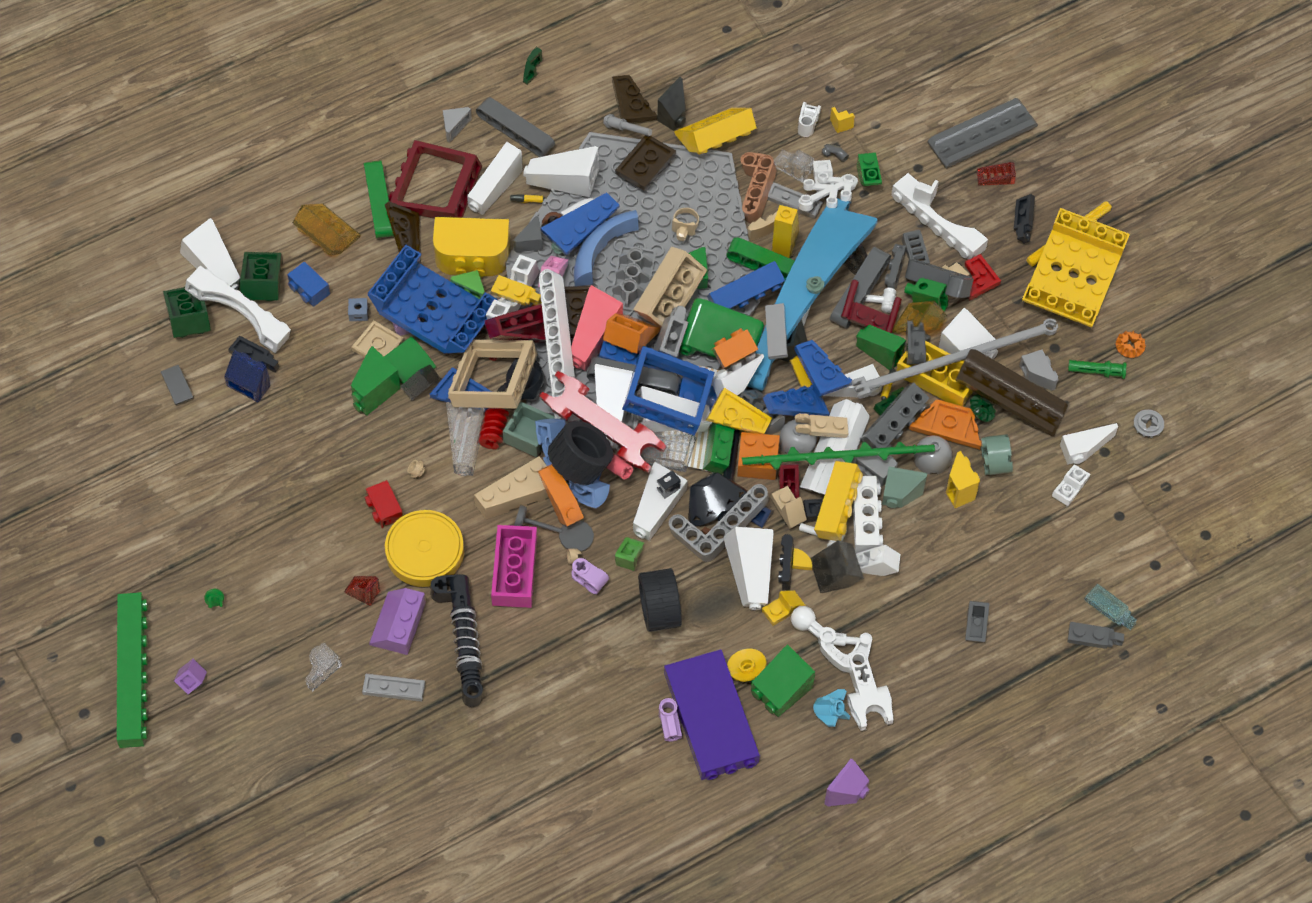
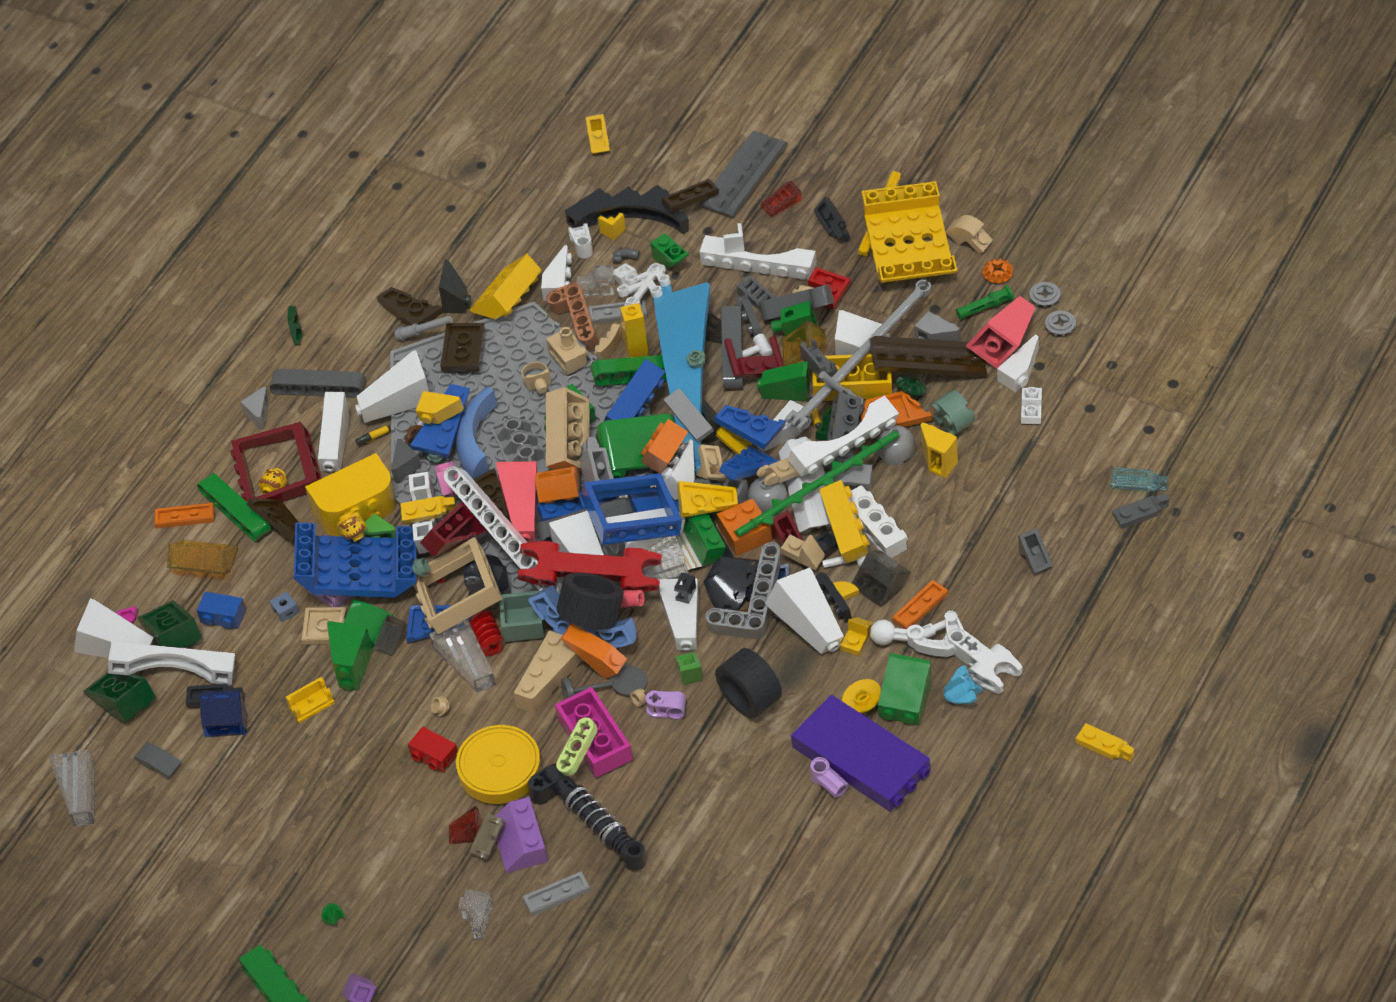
camera: 25 degrees left, 10 degrees down
(102, 370) = (77, 784): none -> clear slope
(237, 246) = (129, 614): none -> dark pink tile
(322, 403) = (309, 700): none -> yellow hinge
(339, 184) = (184, 515): none -> orange tile
(371, 606) = (486, 836): none -> dark tan hinge
(422, 194) = (272, 480): none -> yellow head
(449, 272) = (351, 526): none -> yellow head
(475, 341) = (421, 567): none -> sand green plate
(496, 574) = (574, 738): none -> yellowish green beam
(579, 208) = (437, 407): none -> yellow slope
(723, 214) = (566, 350): none -> tan brick
(767, 382) = (710, 463): none -> tan slope
(768, 138) = (557, 272): none -> white slope
(848, 427) = (812, 454): none -> white arch
(848, 786) = (1025, 739): medium lavender slope -> none
(852, 611) = (920, 605): none -> orange tile
(867, 106) = (628, 203): none -> black arch
(879, 561) = (914, 551): white slope -> none
(885, 30) = (597, 134): none -> yellow slope
(903, 487) = (890, 481): sand green slope -> none
(914, 376) = (836, 386): none -> light grey pin
(914, 828) = (1104, 743): none -> yellow hinge
(920, 129) = (690, 195): none -> dark brown tile
(1091, 406) = (1002, 332): none -> coral slope
(1130, 294) = (969, 229): none -> tan brick
(1151, 382) = (1052, 292): none -> light grey gear

